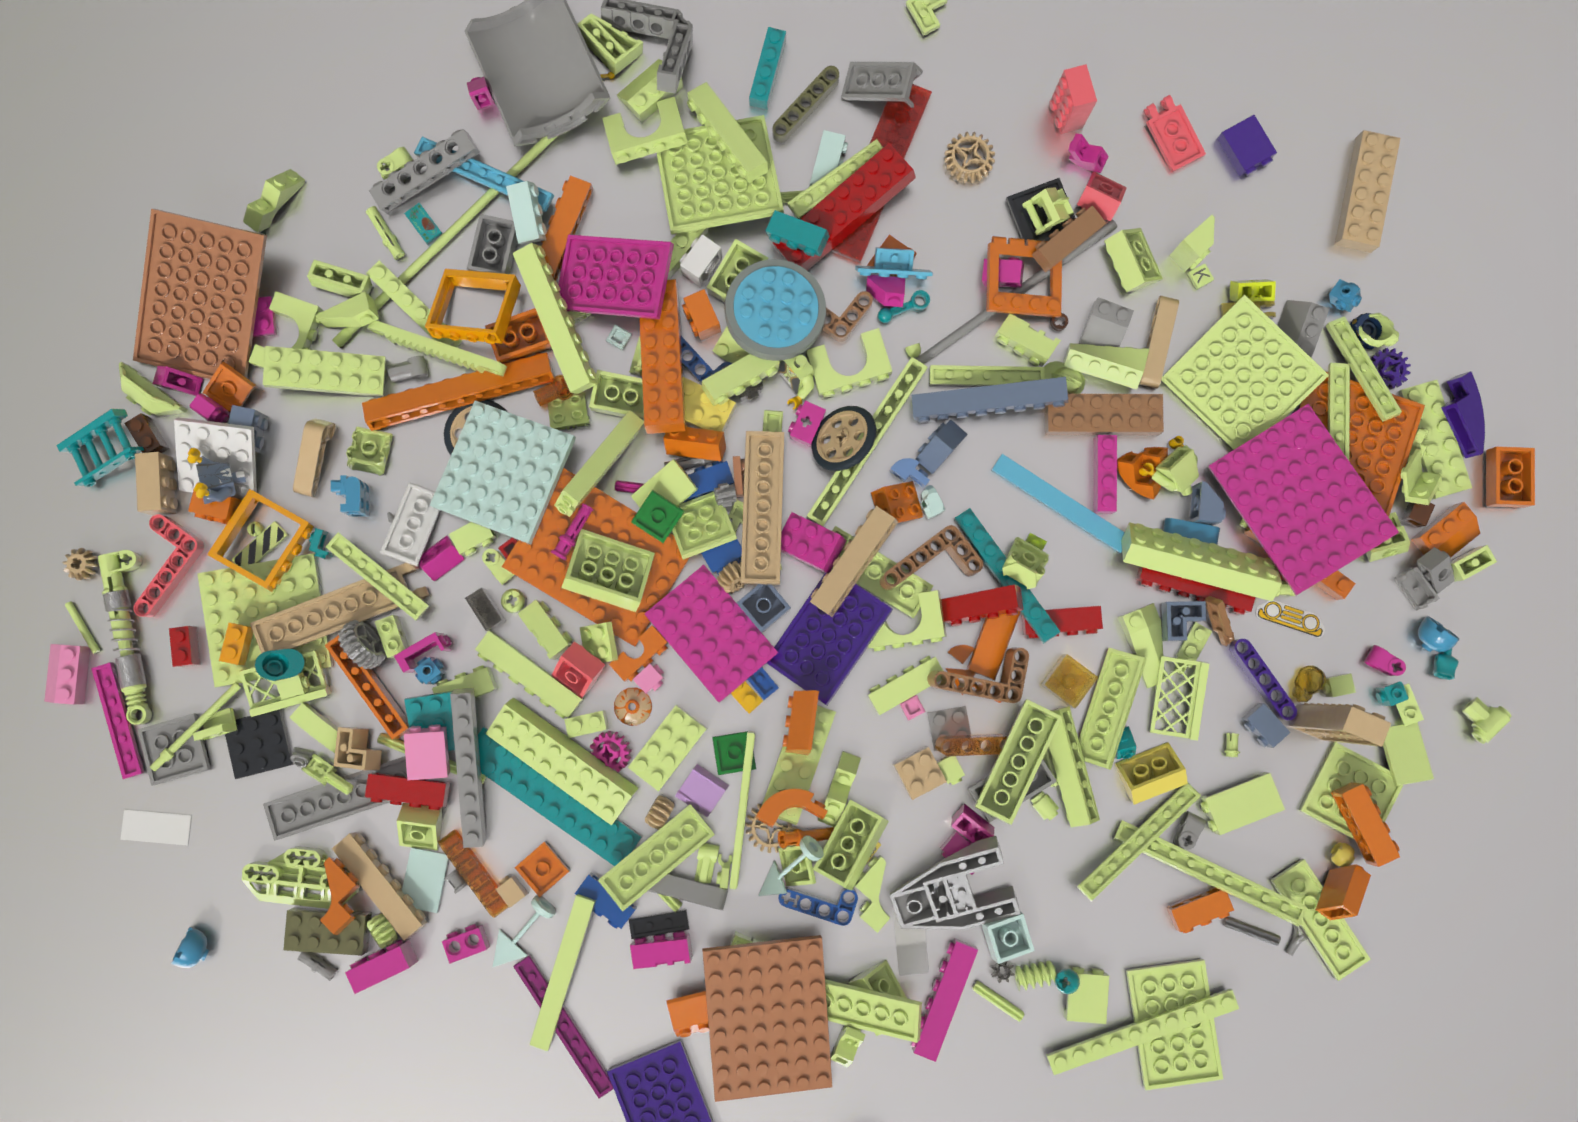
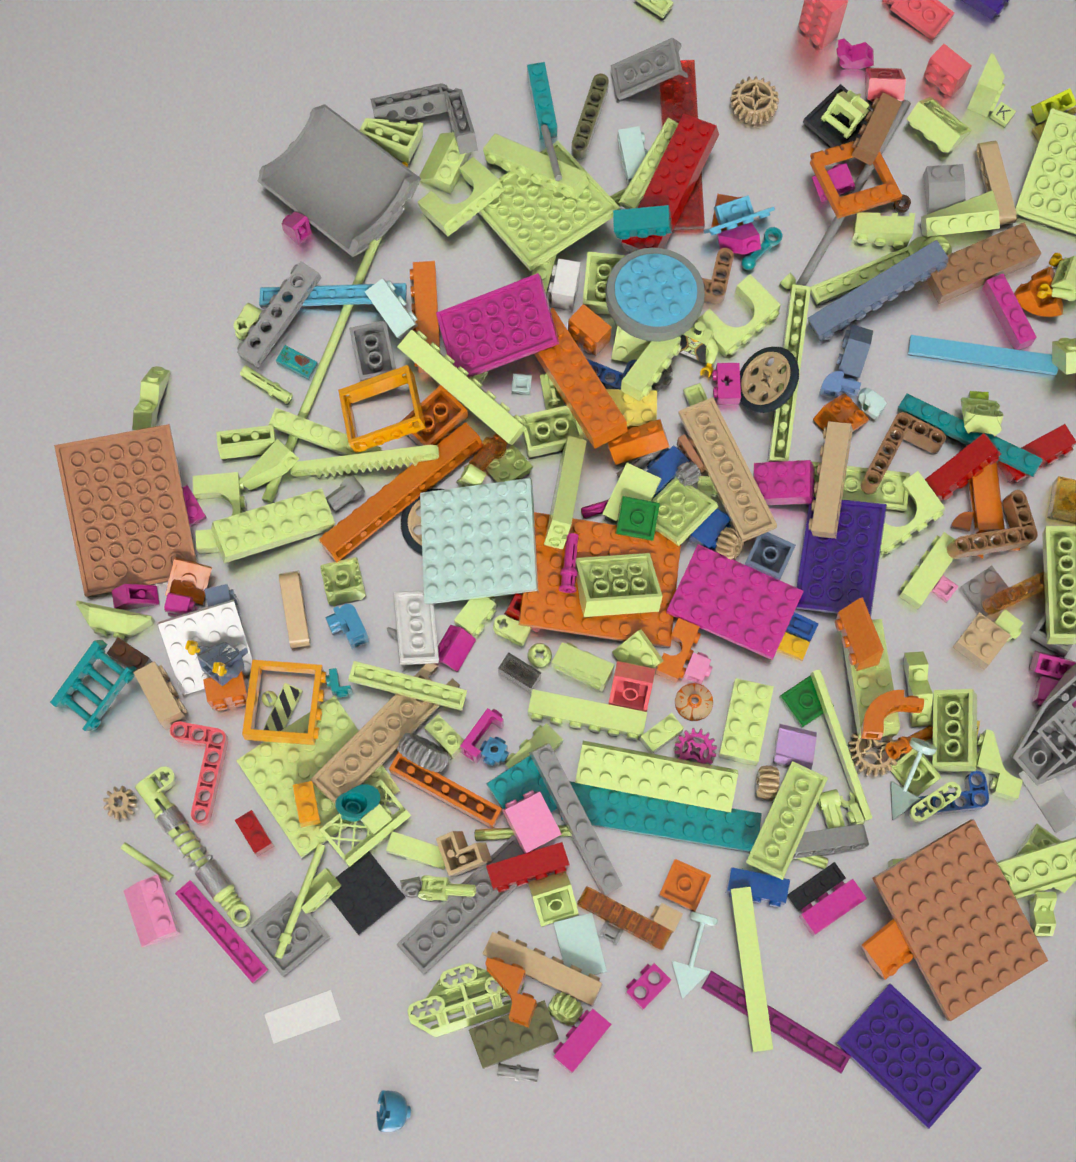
camera: 25 degrees left, 10 degrees down
(527, 406) = (471, 476): none -> yellowish green piece
(745, 126) = (551, 152): none -> light grey bar
(785, 910) = (950, 798): none -> yellowish green beam
(1167, 210) = (947, 70): none -> coral brick

